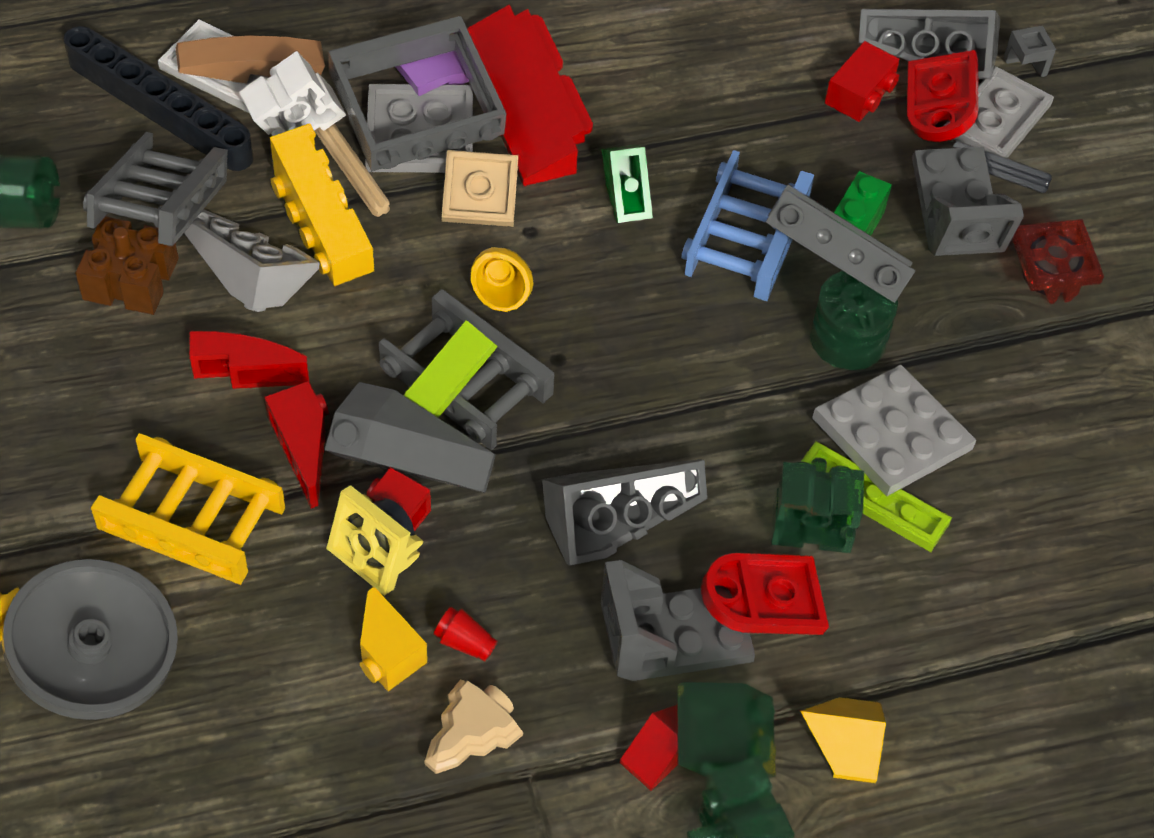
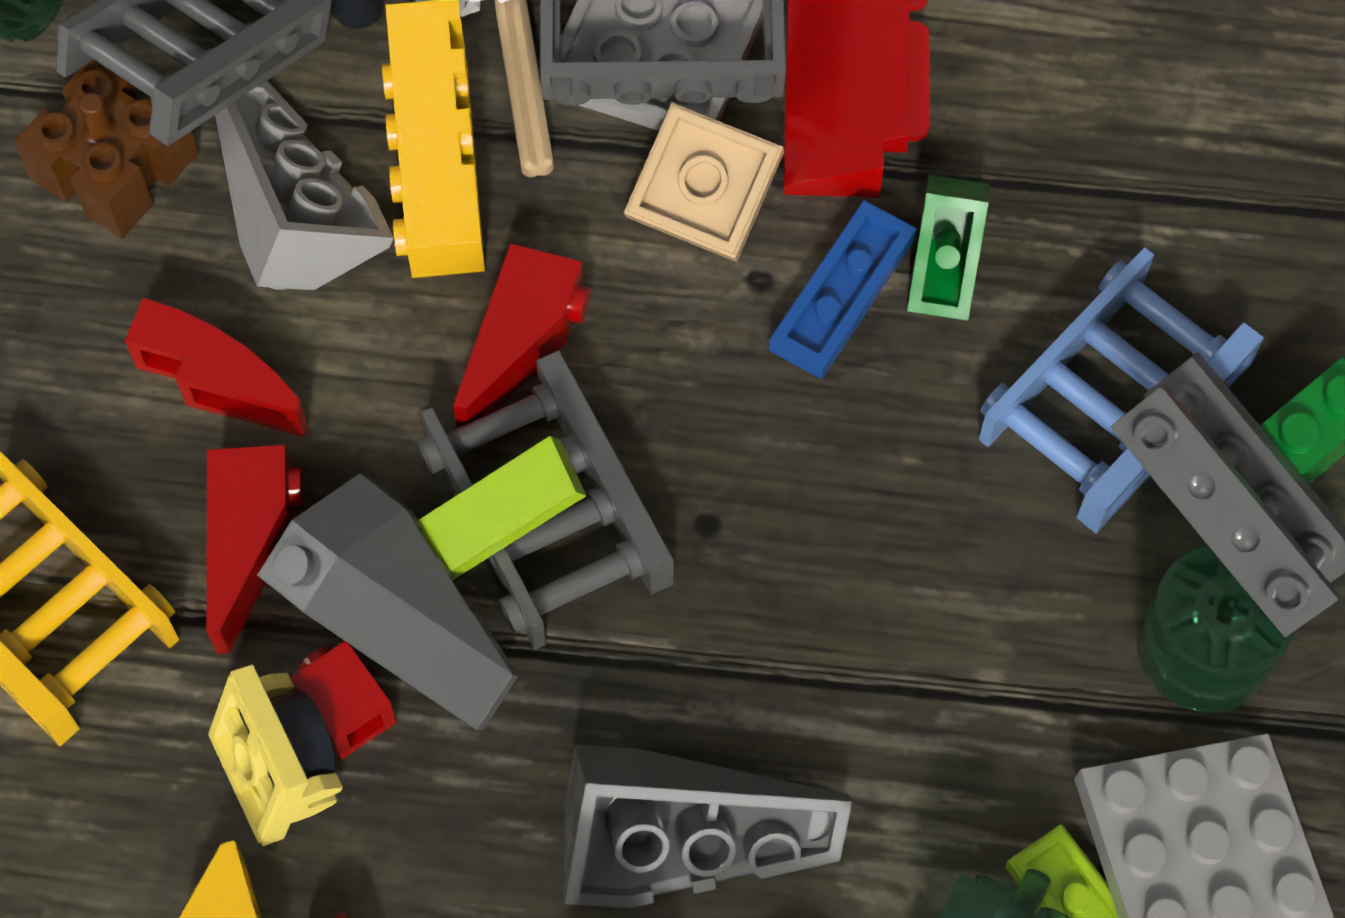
camera: 25 degrees right, 10 degrees up
(413, 285) = (525, 321): none -> red slope
(501, 279) = (666, 360): yellow hat -> none
(579, 220) = (842, 290): none -> blue plate

